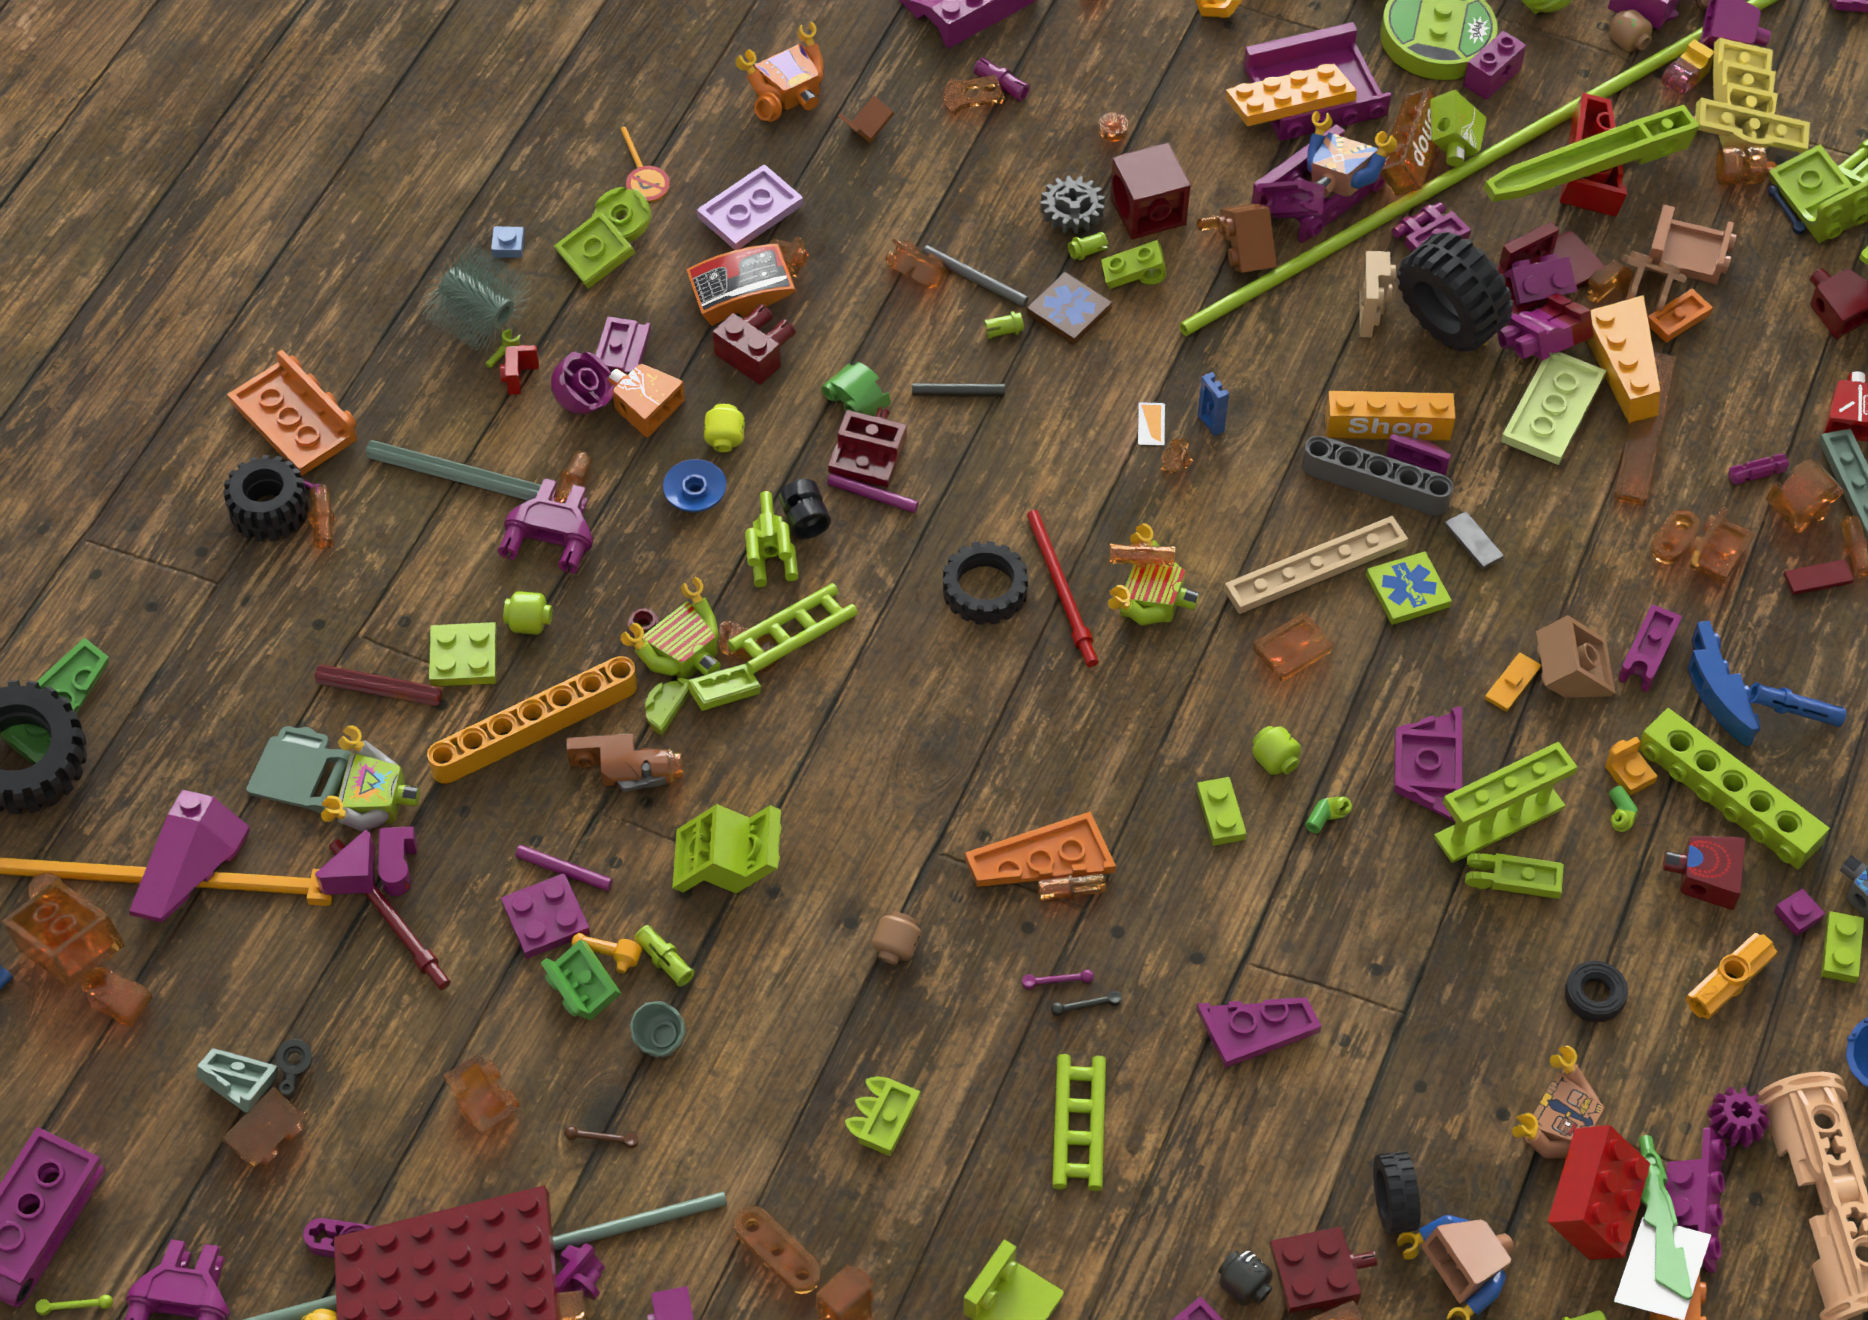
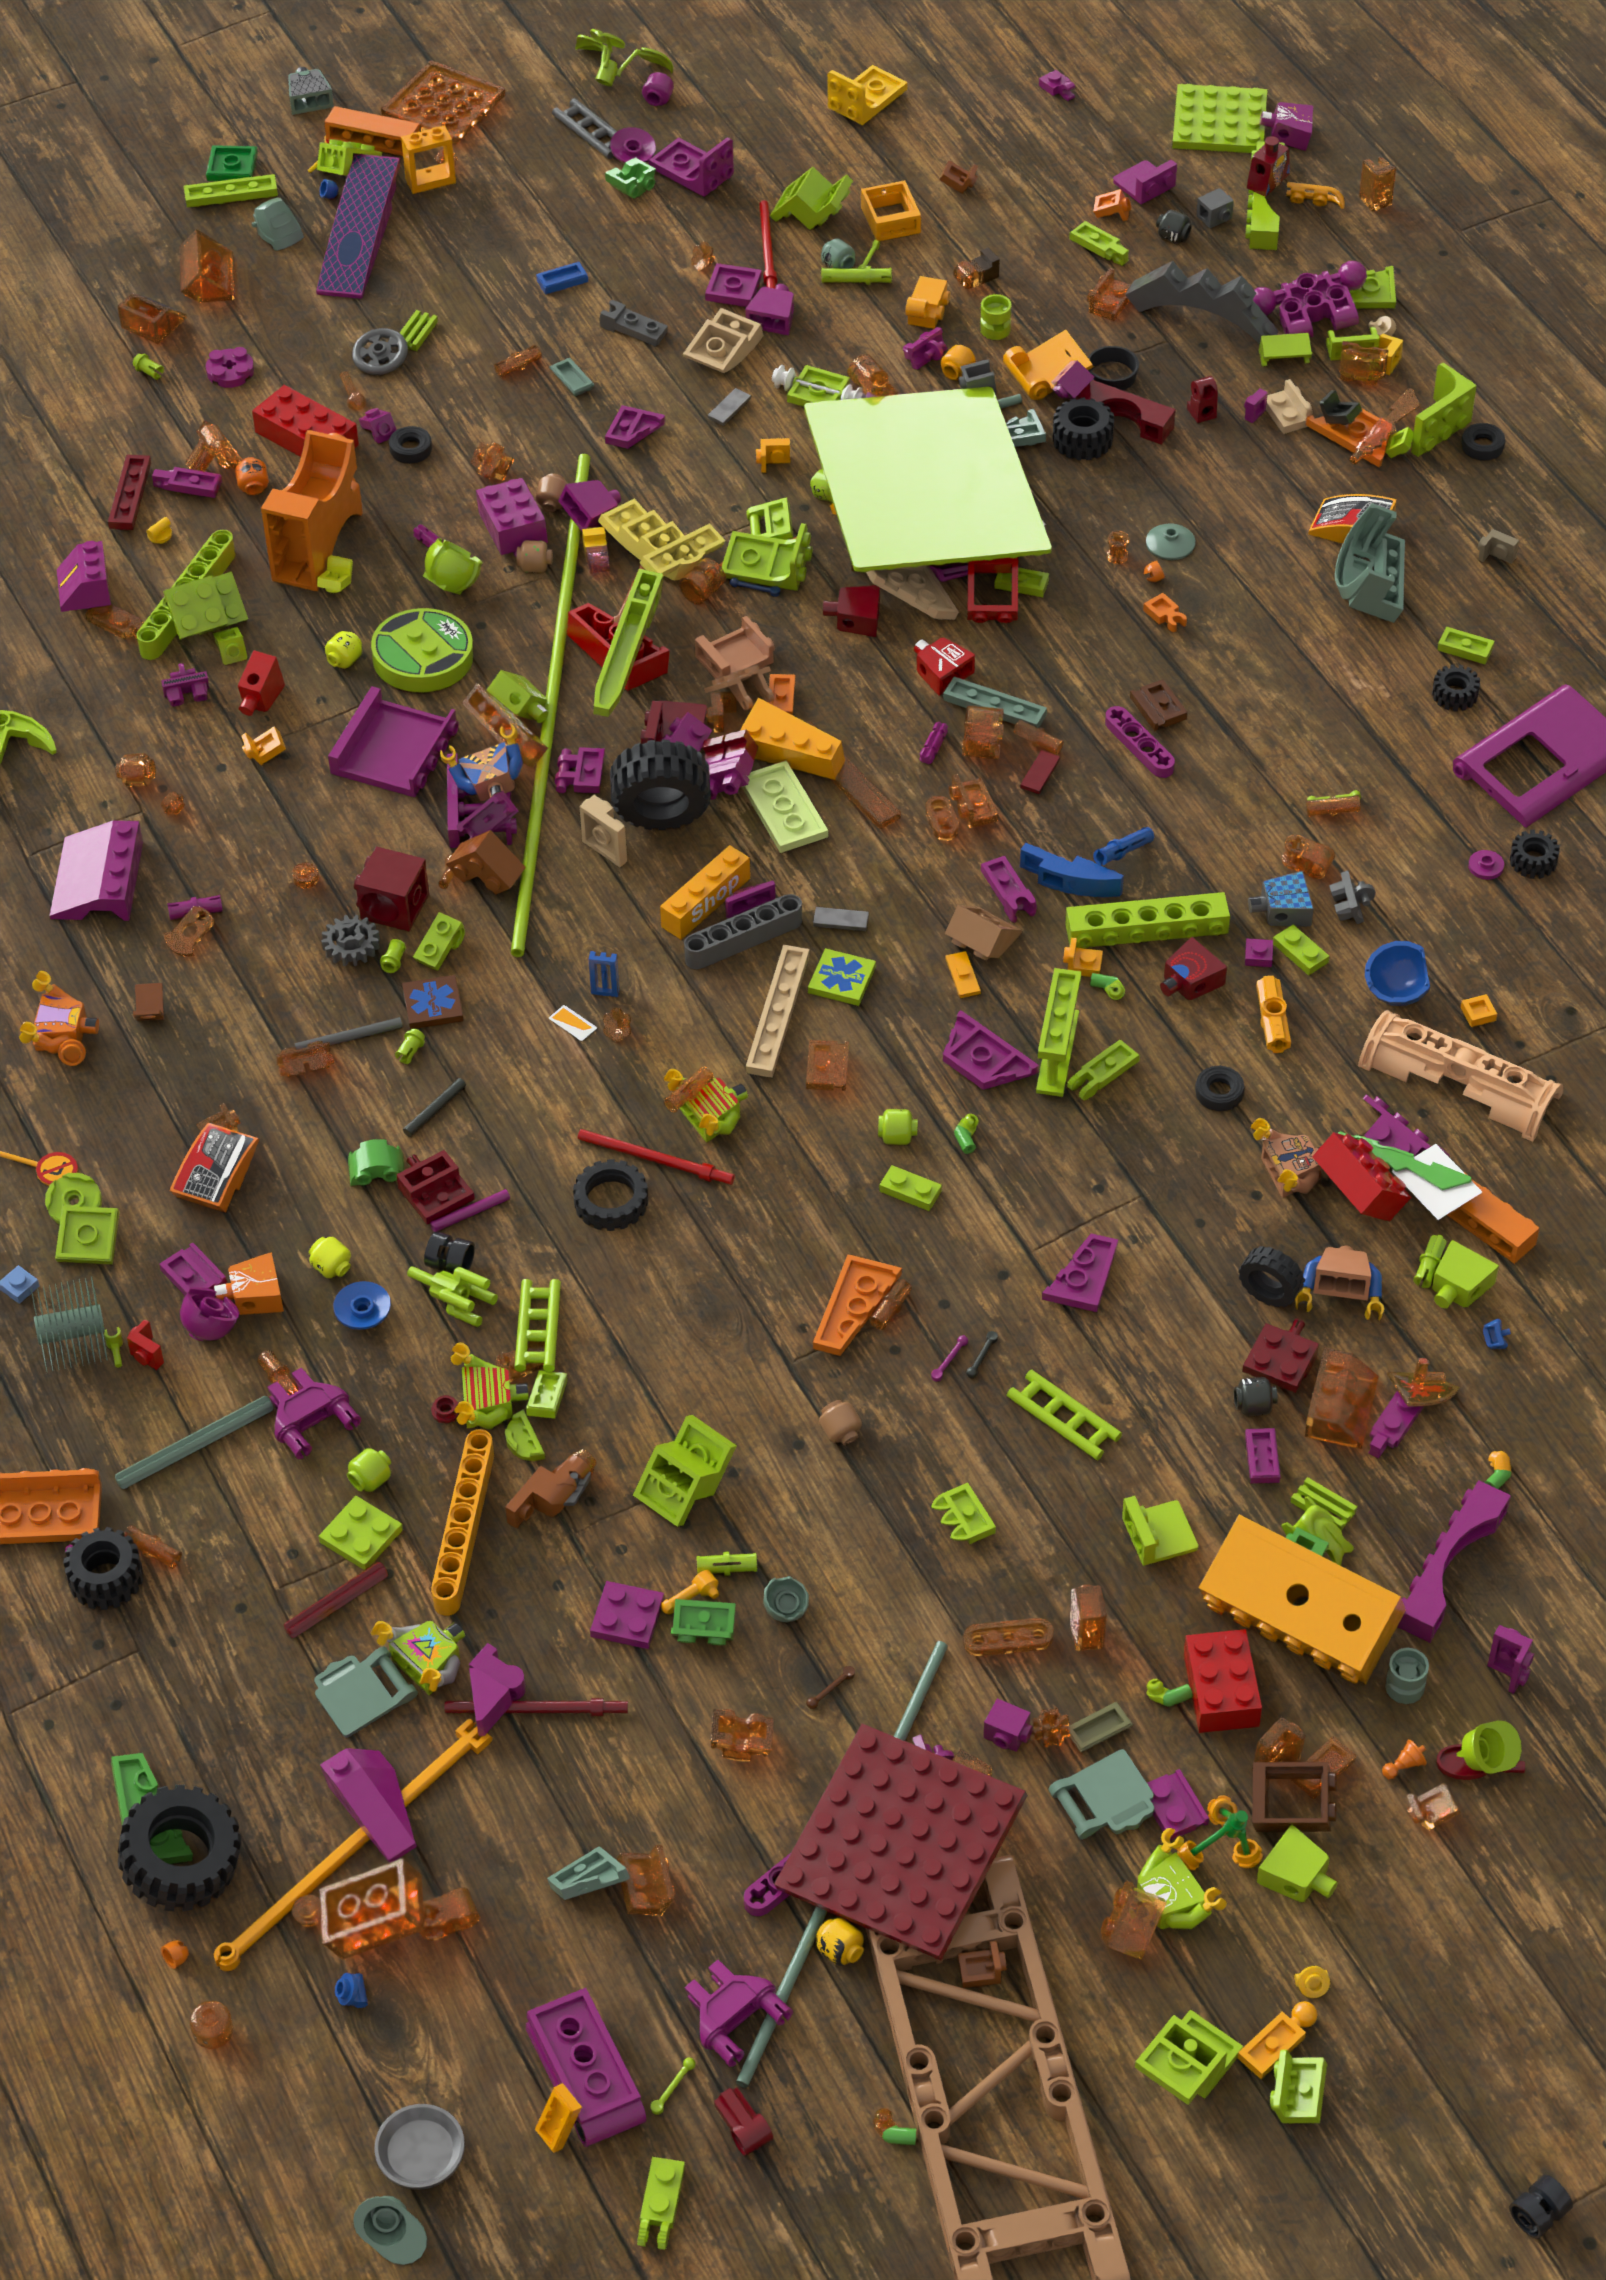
camera: 50 degrees left, 5 degrees down
(290, 1071) = (611, 1829): pearl dark grey plate -> none
(560, 866) = (598, 1580): magenta bar -> none
(747, 348) = (275, 1199): dark red brick -> none
(750, 207) = (149, 1121): lavender plate -> none
(1291, 94) = (394, 761): light orange plate -> none
(1494, 65) = (485, 642): magenta brick -> none
(1751, 1115) = (1367, 1078): magenta gear -> none

